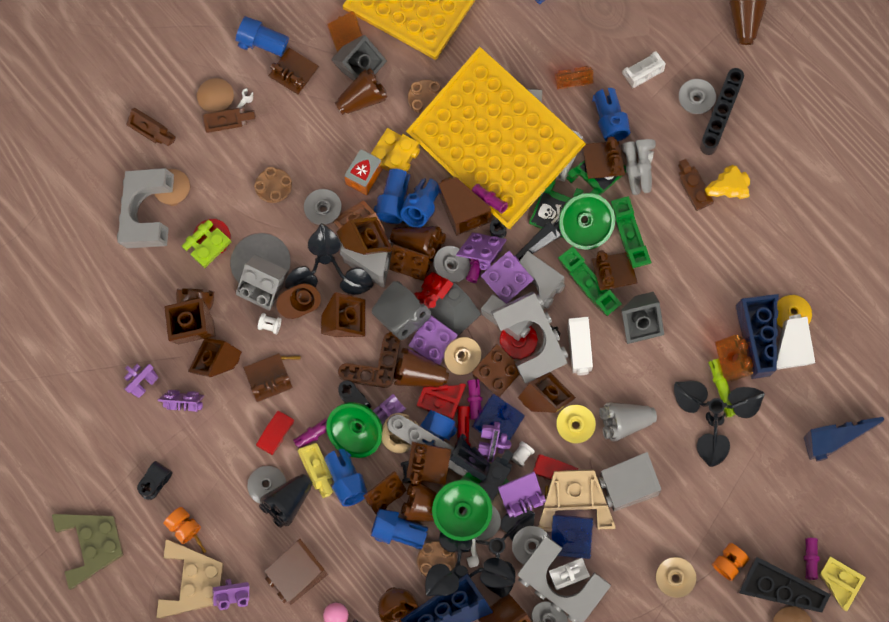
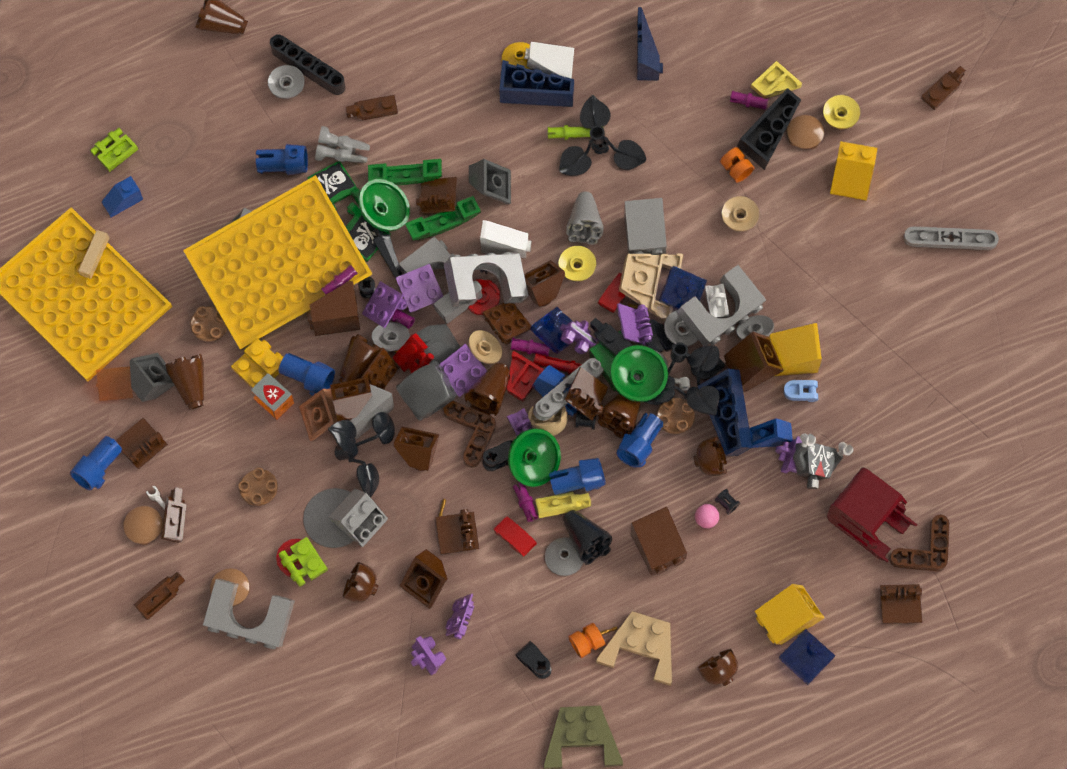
camera: 80 degrees left, 5 degrees down
(189, 321) = (387, 586): reddish brown slope -> none
(231, 593) = (664, 606): medium lavender hips -> none
(264, 319) = (402, 526): white bush -> none
(298, 301) = (389, 483): reddish brown piece -> none
(322, 198) = (292, 436): light grey dish -> none
(385, 492) = (598, 440): reddish brown hinge -> none
(420, 205) = (325, 347): blue piece -> none
(470, 459) = (591, 356): black wing -> none
(522, 454) = (591, 313): white bush -> none
(579, 77) = (231, 176): clear orange hinge -> none
(603, 159) = (329, 175): reddish brown hinge -> none
(644, 70) = (242, 121): white hinge -> none
(726, 350) = (540, 116): clear orange brick -> none
(730, 183) = (382, 74): yellow rock -> none

